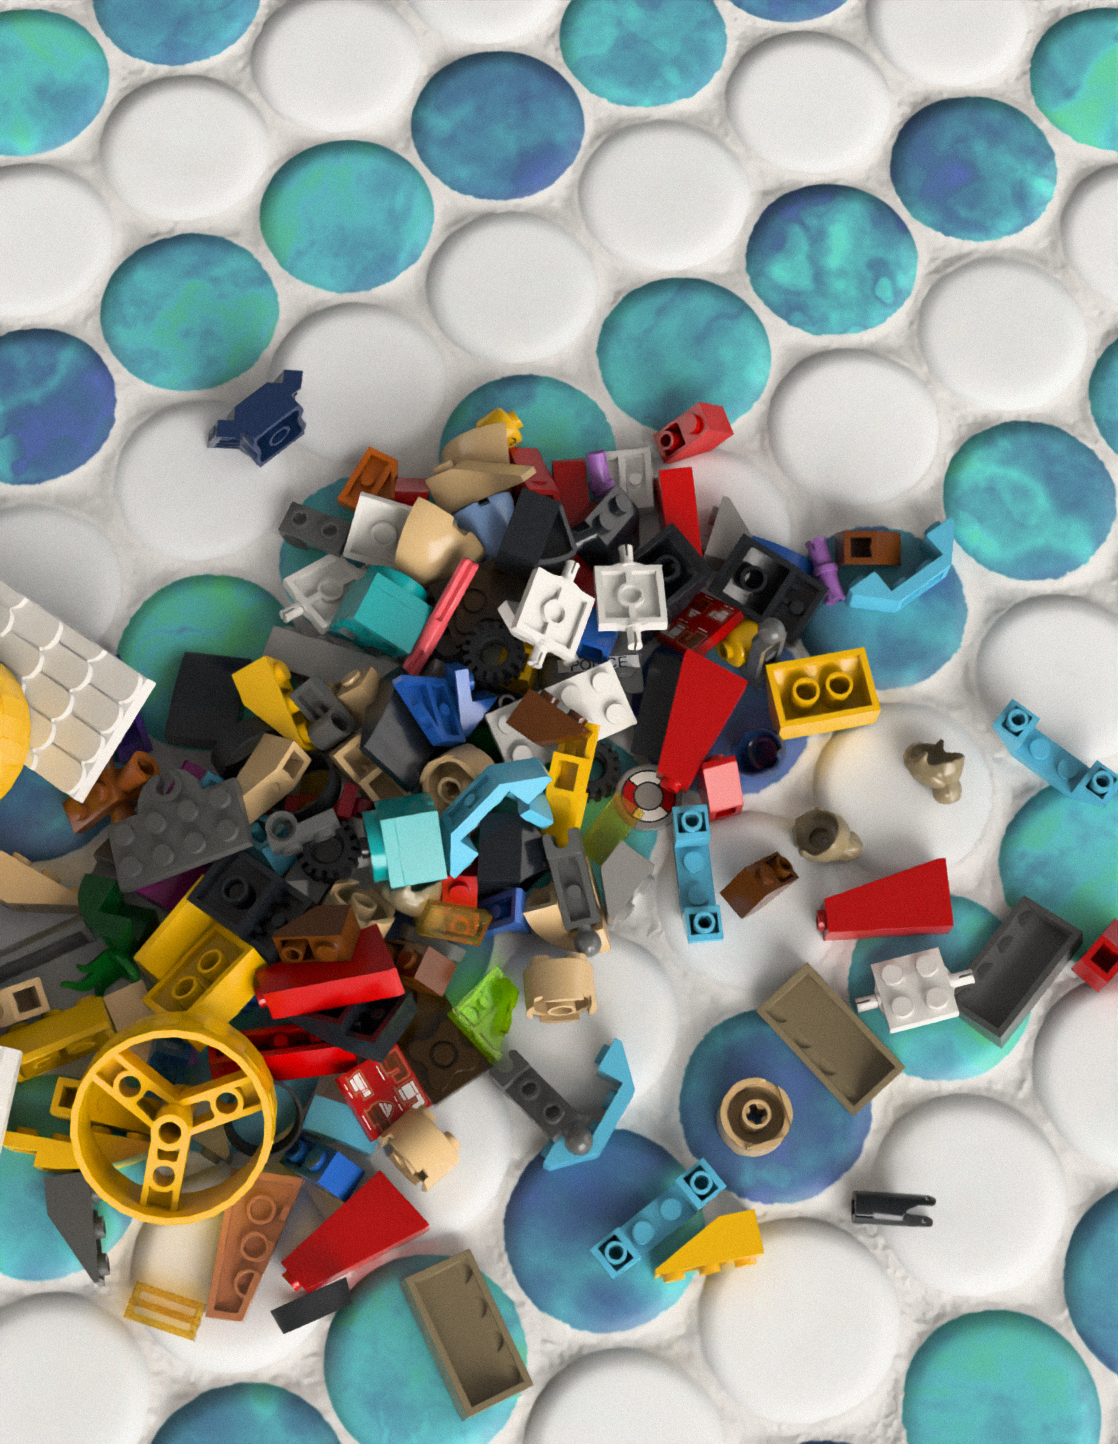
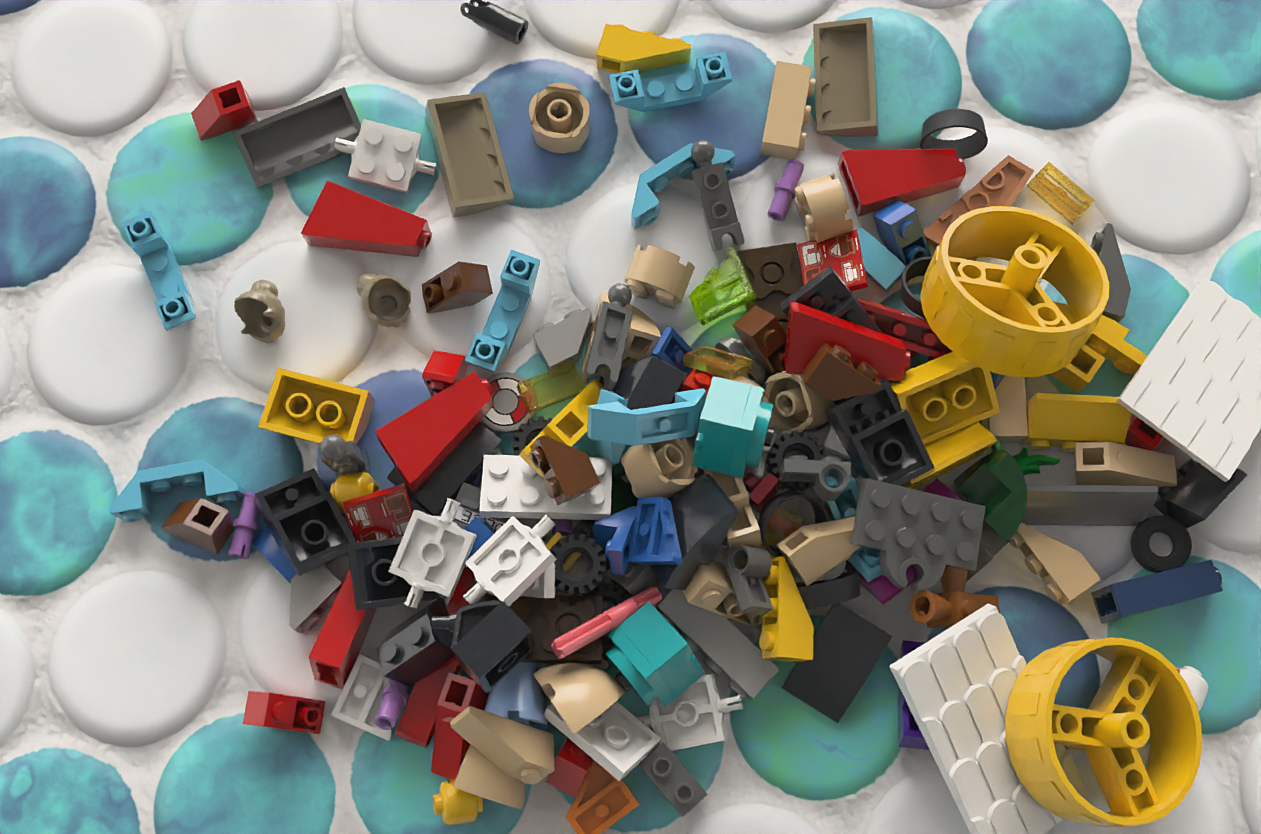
camera: 150 degrees left, 5 degrees up
(472, 1161) = (785, 191): none -> medium lavender pin
(512, 1255) = (787, 110): none -> tan brick
(759, 752) = (396, 390): dark blue hair -> none

